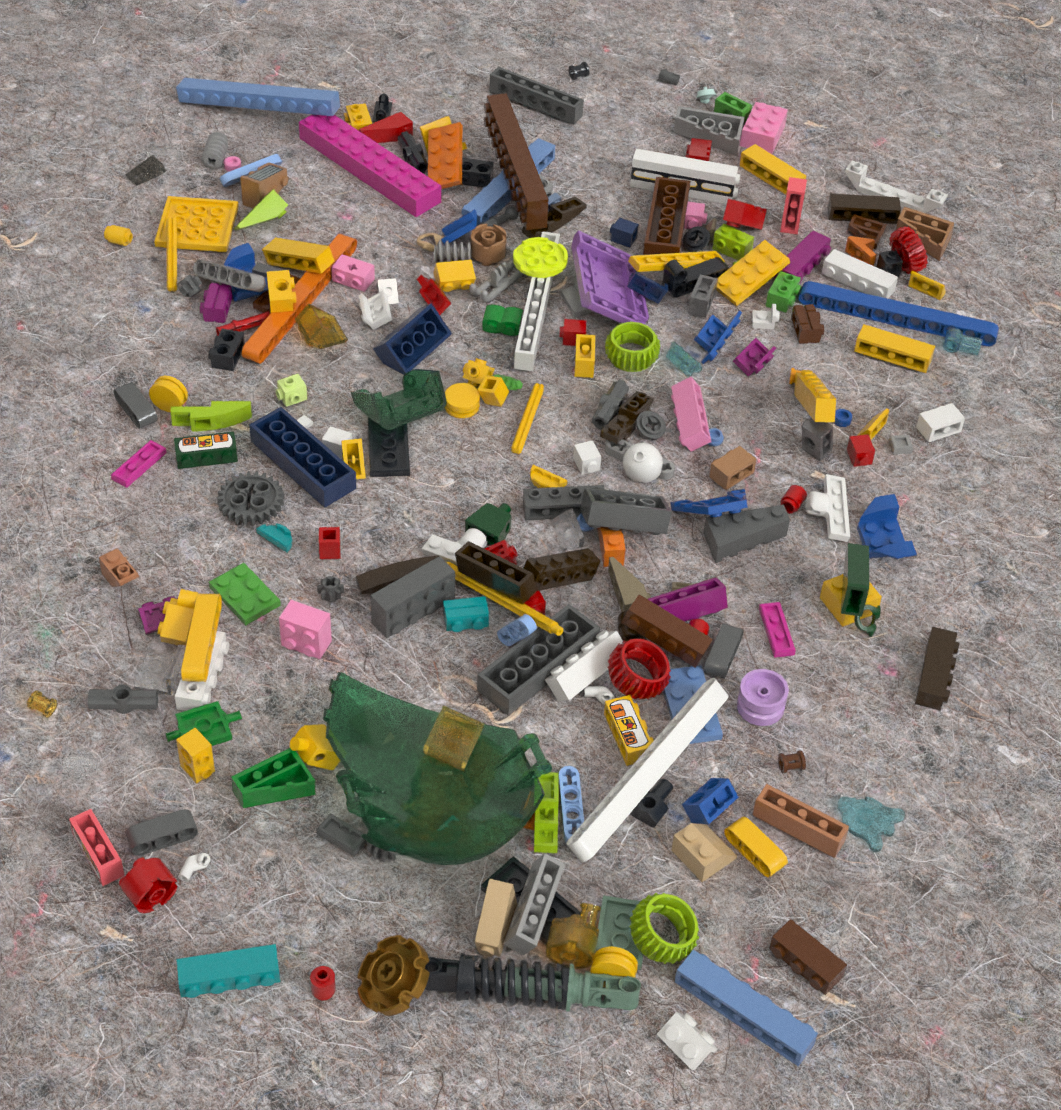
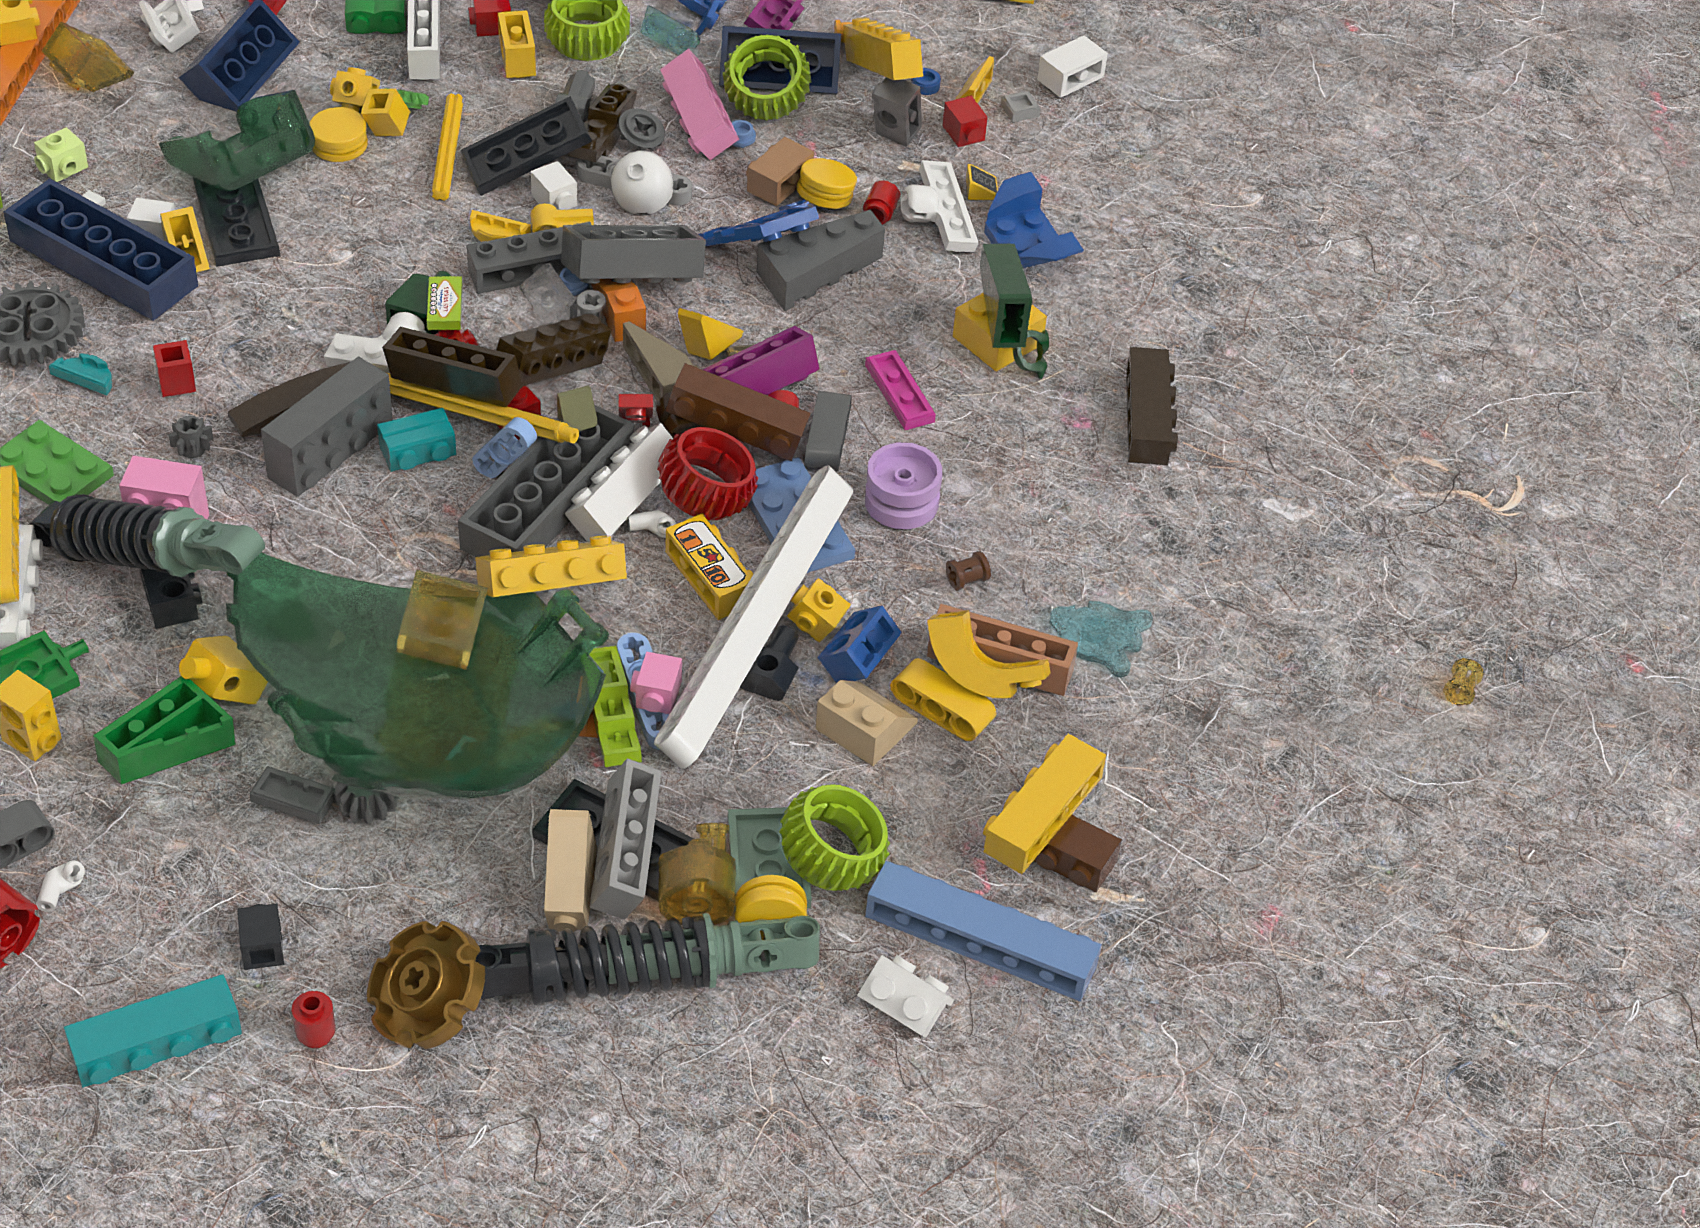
camera: 15 degrees left, 0 degrees up
(286, 654) = (144, 536): none -> piece
(296, 685) = (171, 597): none -> black brick
(303, 923) = (260, 936): none -> black brick
(501, 526) = (444, 303): none -> tile
(528, 714) = (551, 567): none -> yellow brick
(565, 613) = (577, 408): none -> olive slope
(575, 426) = (525, 145): none -> black tile
(577, 803) = (657, 682): none -> bright pink brick
(578, 477) = (548, 217): none -> yellow piece
(593, 544) = (592, 303): none -> light grey bush
(603, 618) = (636, 408): none -> red hinge
(661, 573) = (705, 335): none -> yellow slope
(689, 771) = (817, 609): none -> yellow brick
(739, 421) = (766, 49): none -> lime gear
(750, 390) = (820, 49): none -> dark blue slope
(760, 480) = (826, 183): none -> yellow head
(776, 830) = (970, 667): none -> yellow arch
(801, 931) = (1043, 803): none -> yellow brick
(861, 495) = (980, 184): none -> yellow slope

